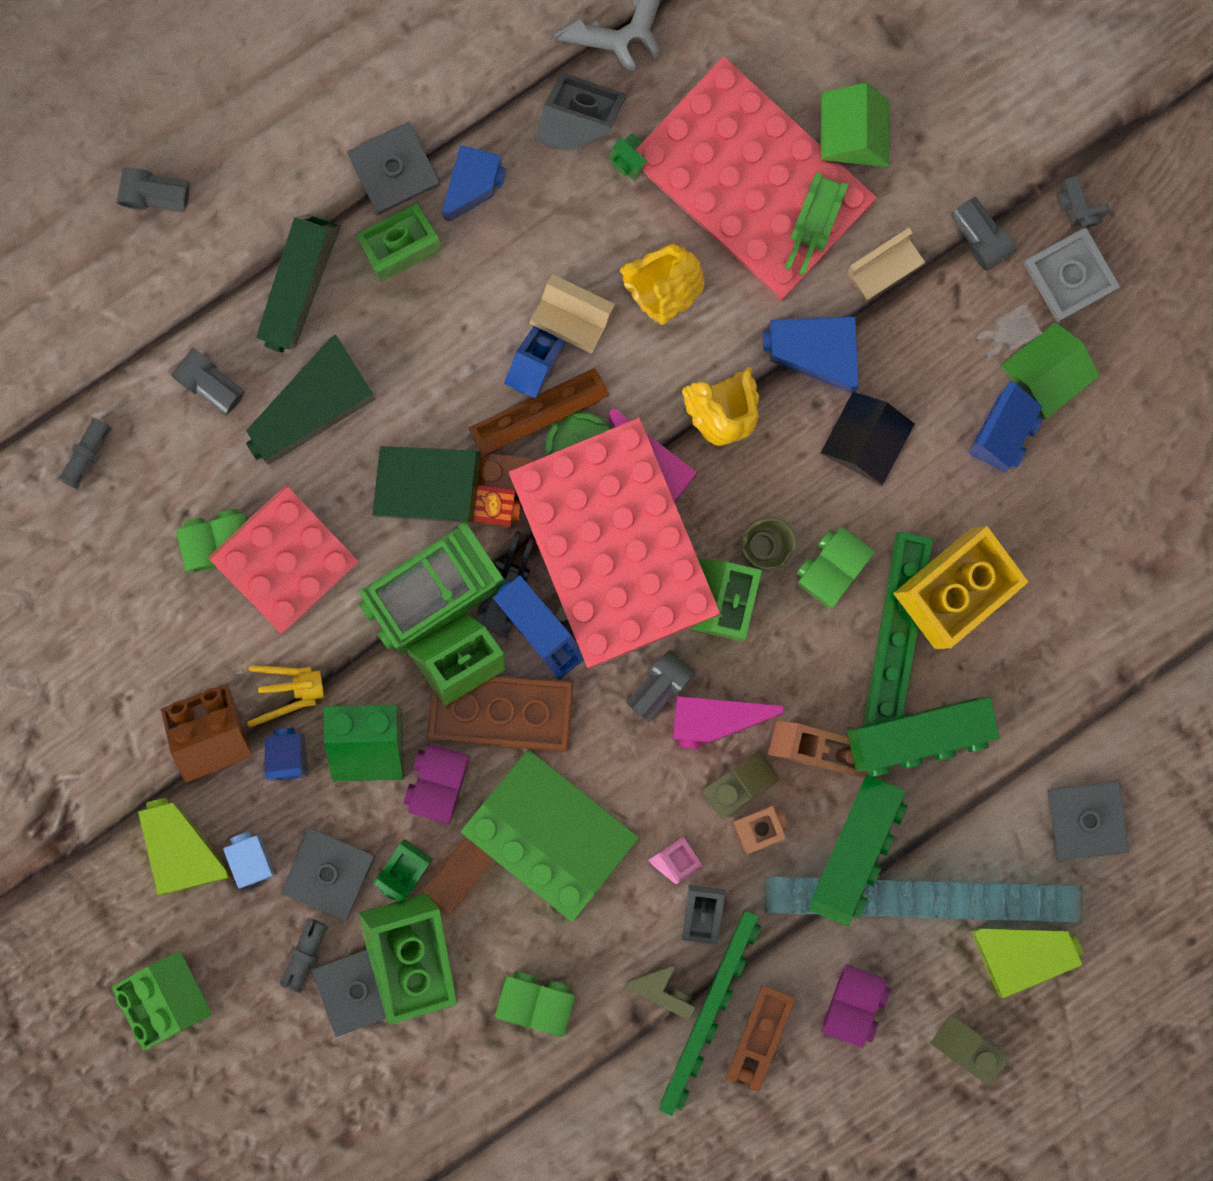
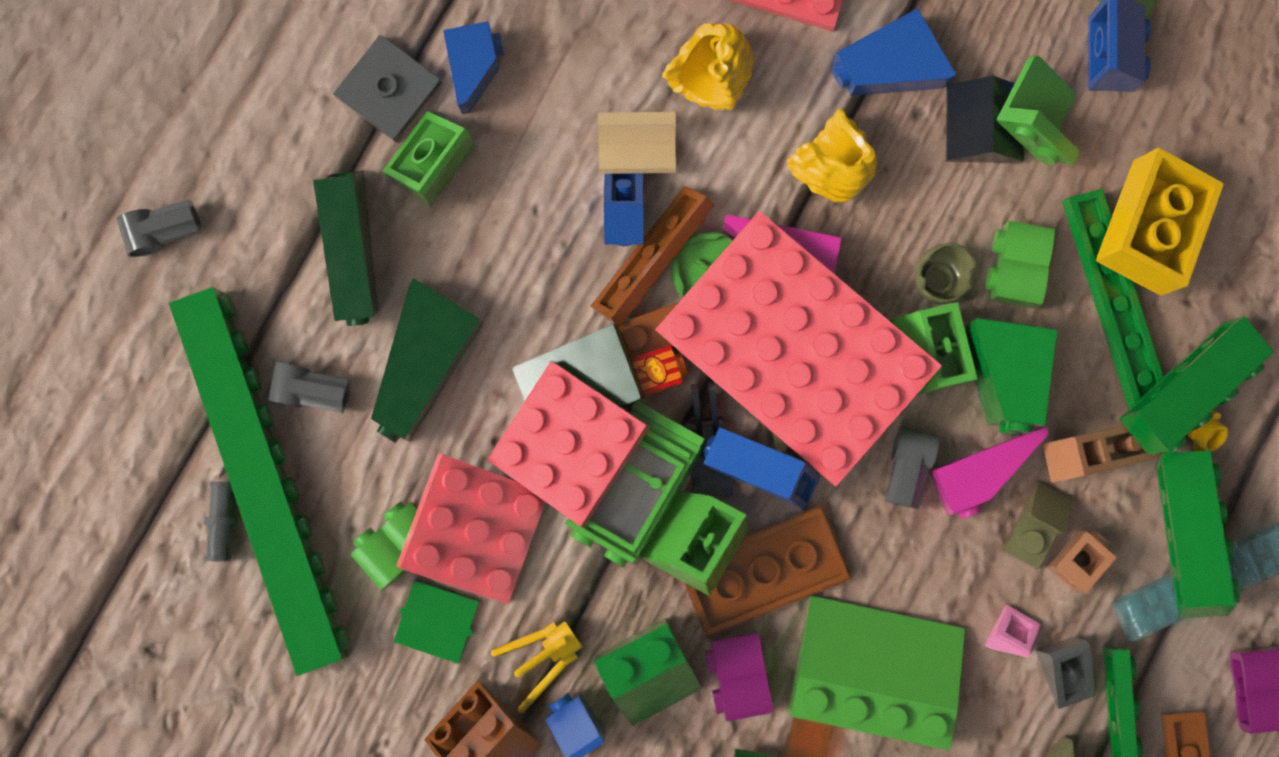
camera: 25 degrees left, 0 degrees up
(132, 435) = (259, 480): none -> green brick
(217, 620) = (436, 621): none -> green piece
(392, 528) = (568, 443): none -> coral plate
(778, 648) = (1012, 373): none -> green slope
(912, 449) = (1037, 112): none -> bright green bracket
(917, 779) = (1209, 436): none -> yellow plate

